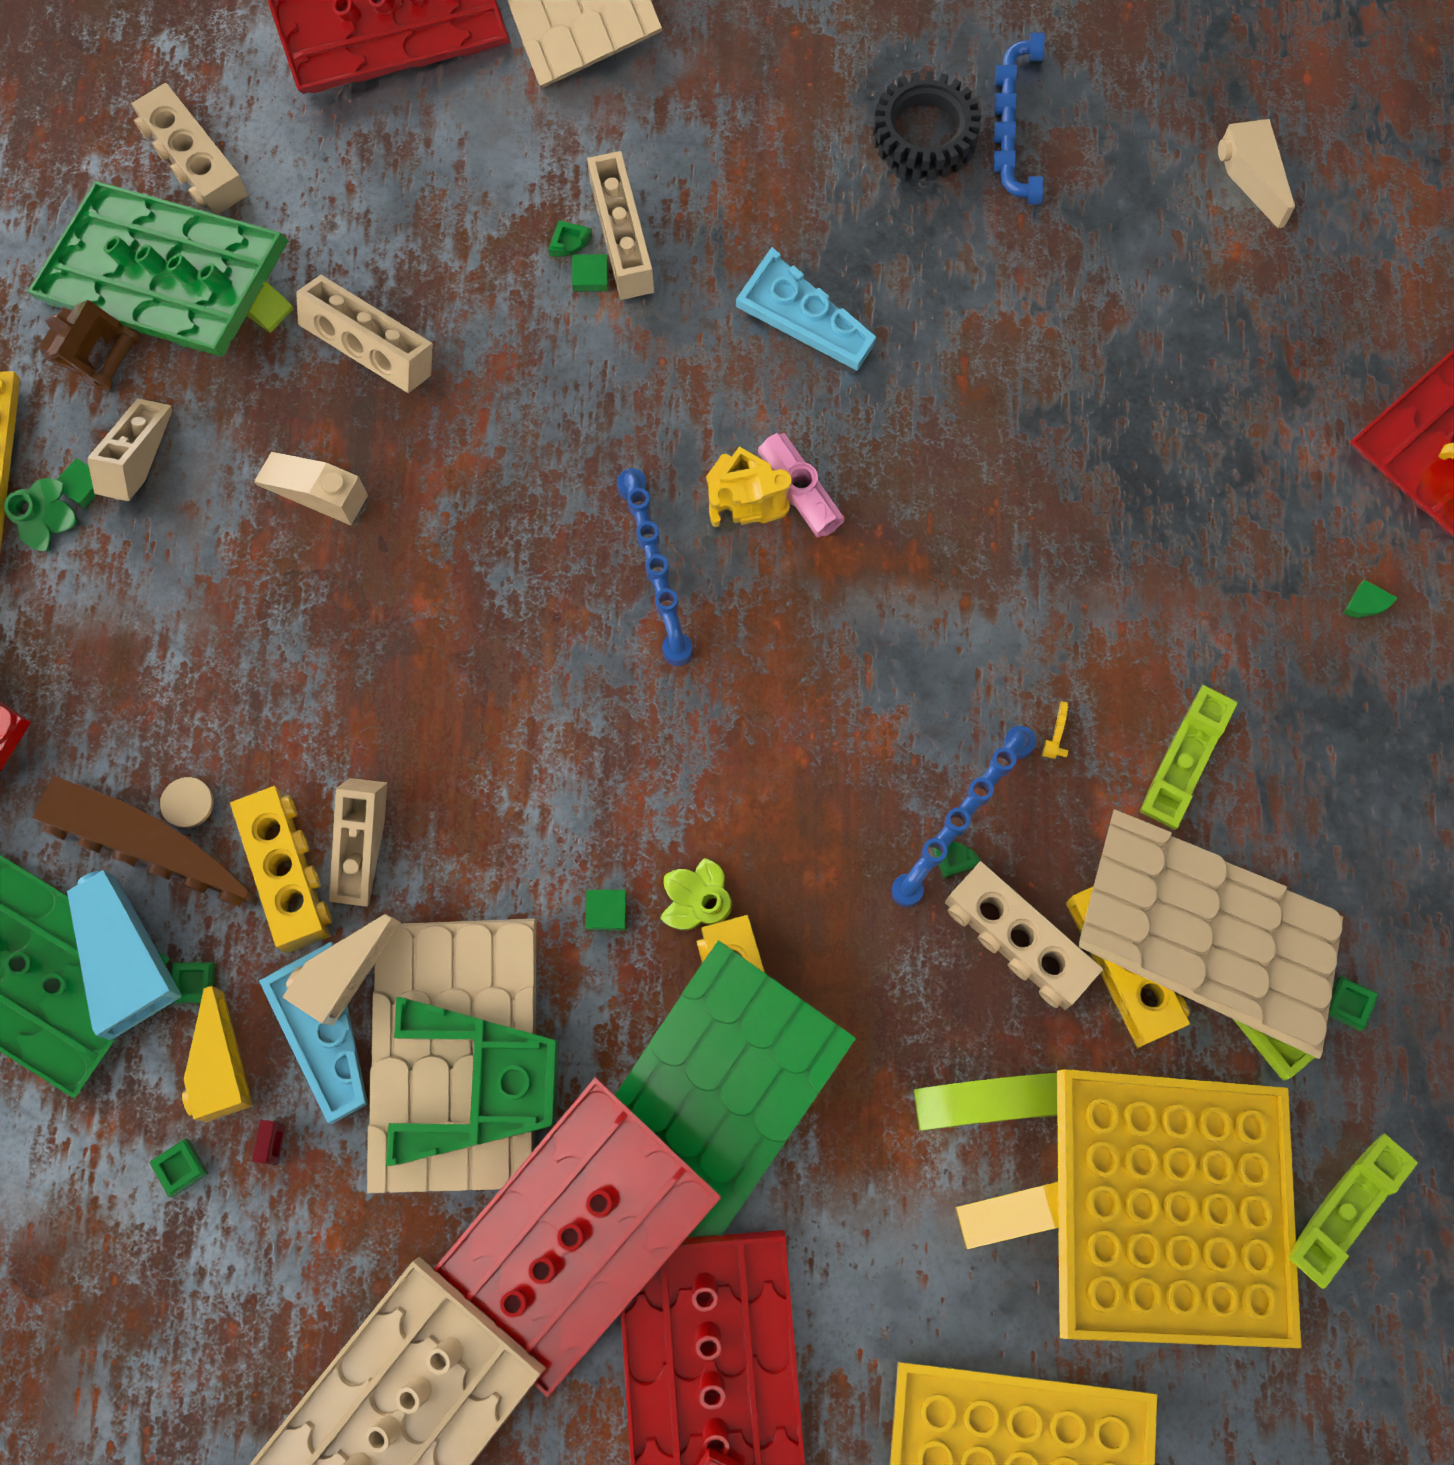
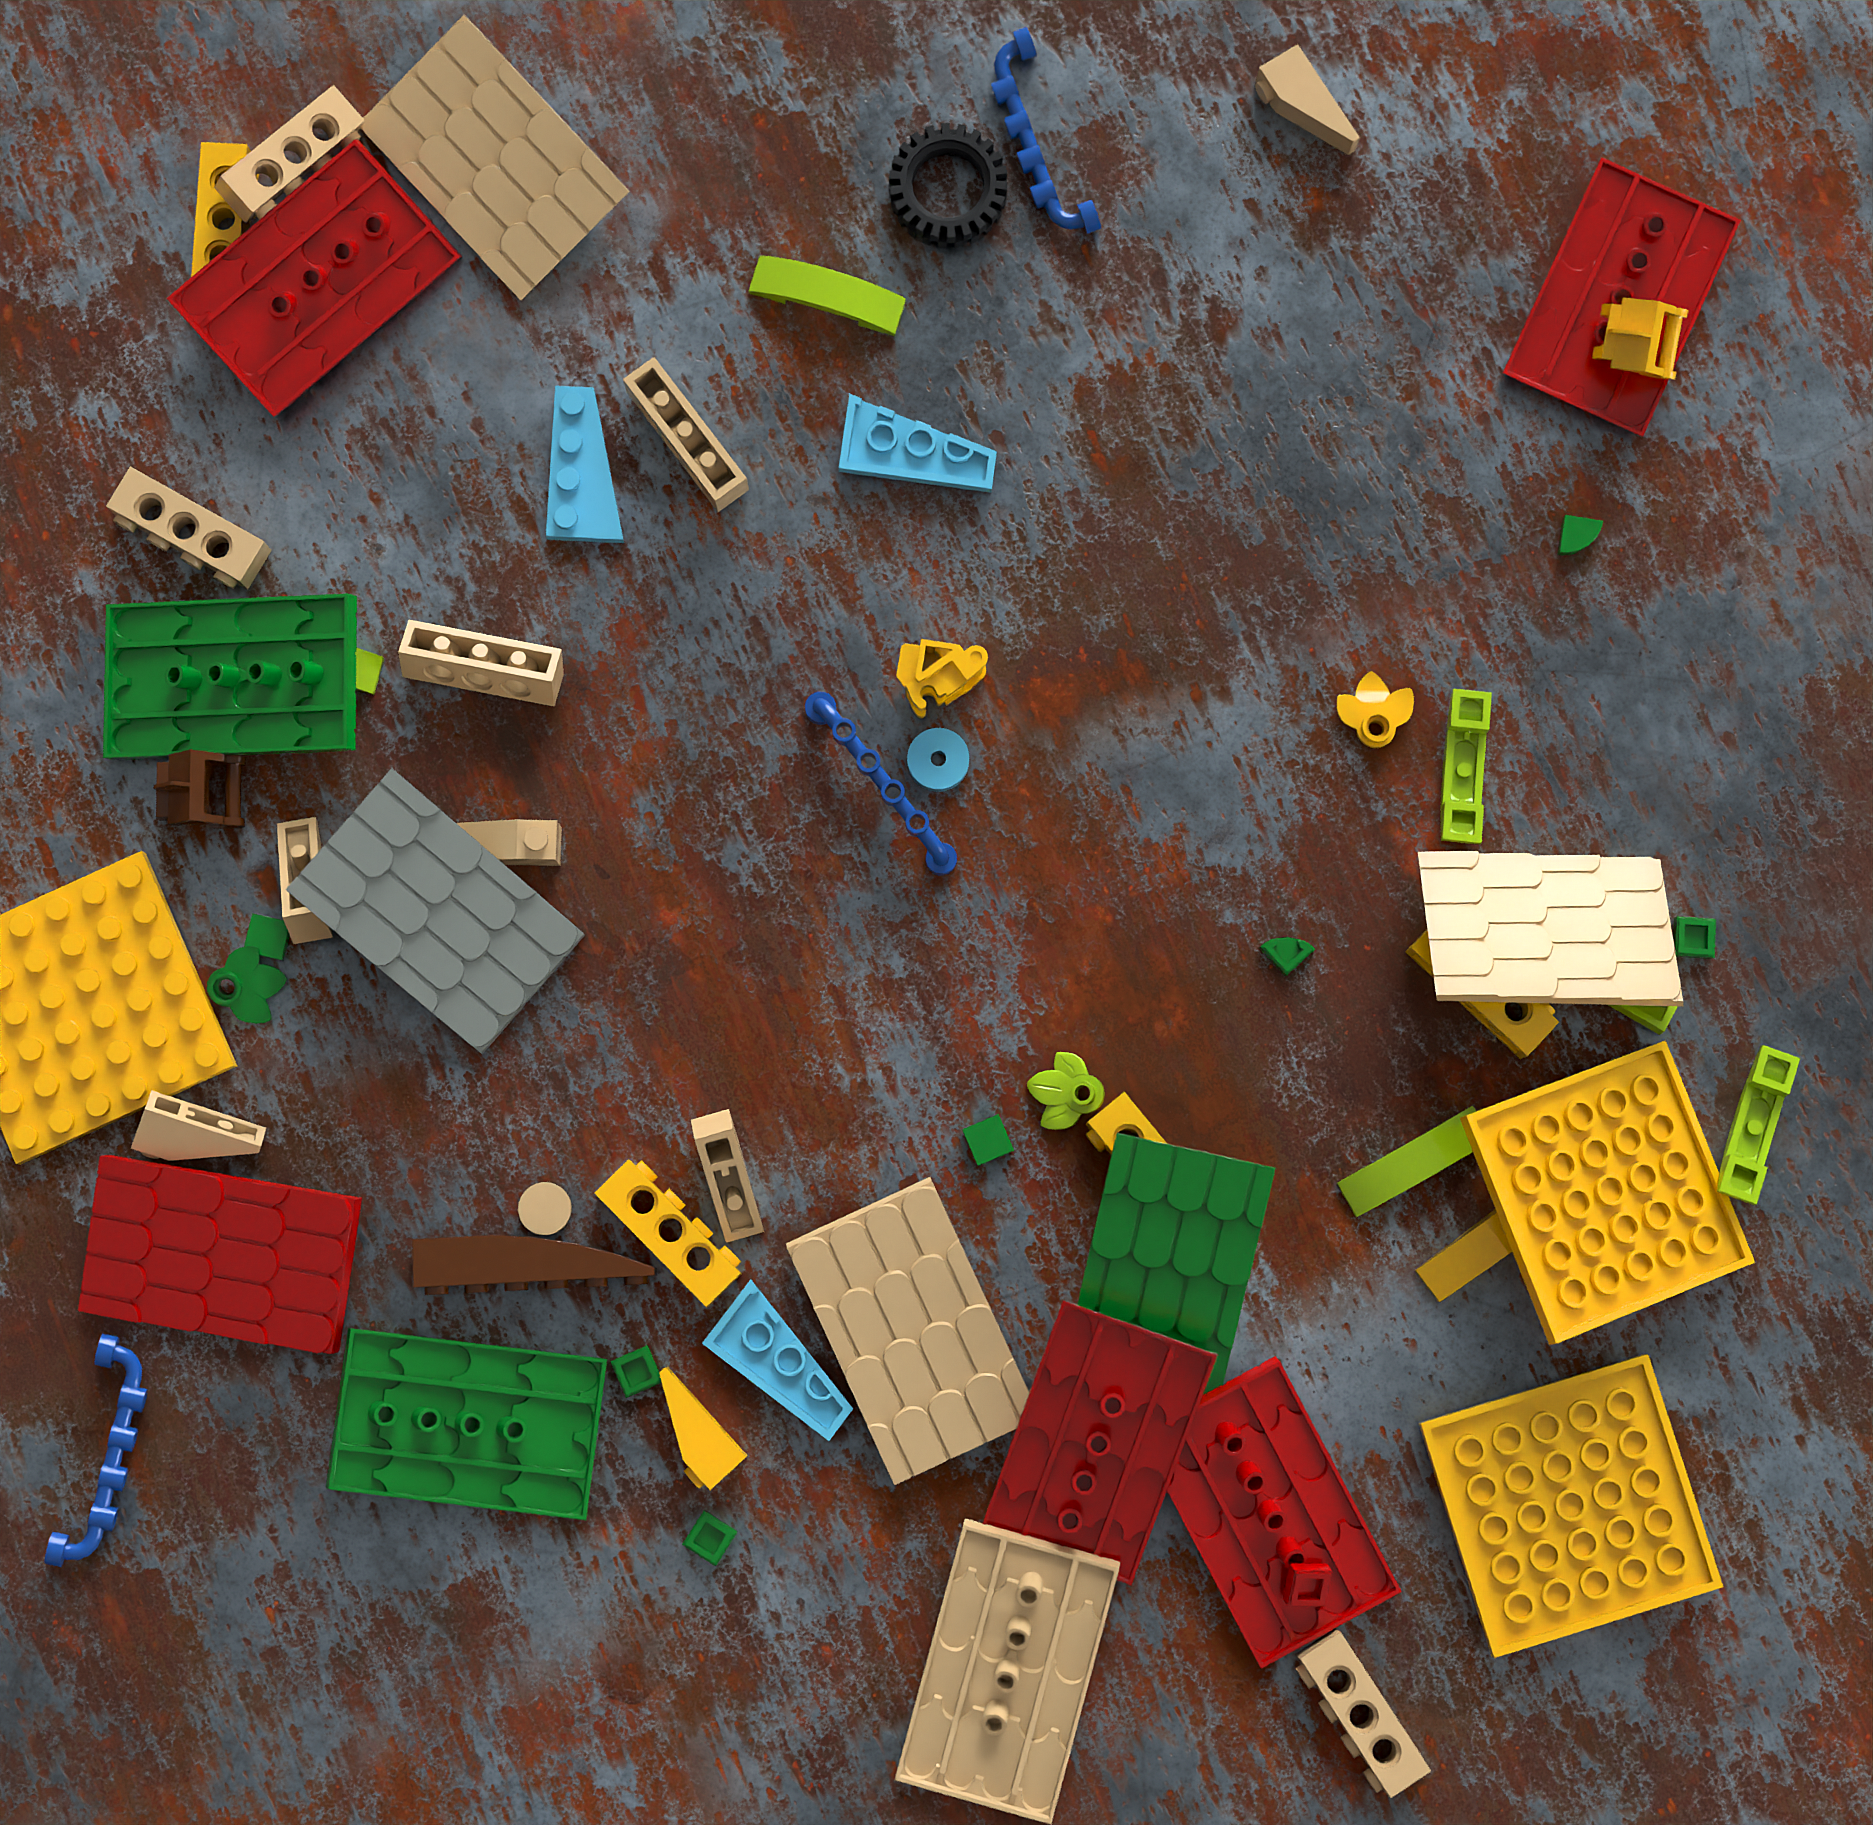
camera: 30 degrees left, 10 degrees up
(117, 958) = (565, 1379): medium azure slope -> none
(217, 507) = (435, 911): none -> light grey piece
(268, 1142) = (783, 1480): dark red tile -> none
(333, 976) = (773, 1314): tan slope -> none
(510, 1083) = (982, 1336): green wing -> none
(519, 234) = (580, 479): none -> medium azure wing
(569, 239) = (633, 465): green tile -> none
(589, 272) = (673, 494): green tile -> none
(710, 550) = (942, 742): none -> medium azure piece
(795, 168) = (828, 291): none -> lime slope
(811, 501) = (968, 627): bright pink piece -> none
(1015, 913) = (1439, 1016): tan brick -> none
(1017, 744) = (1302, 818): blue bar -> none
(1051, 748) = (1335, 809): yellow piece -> none
(1125, 674) = (1375, 705): none -> yellow plate

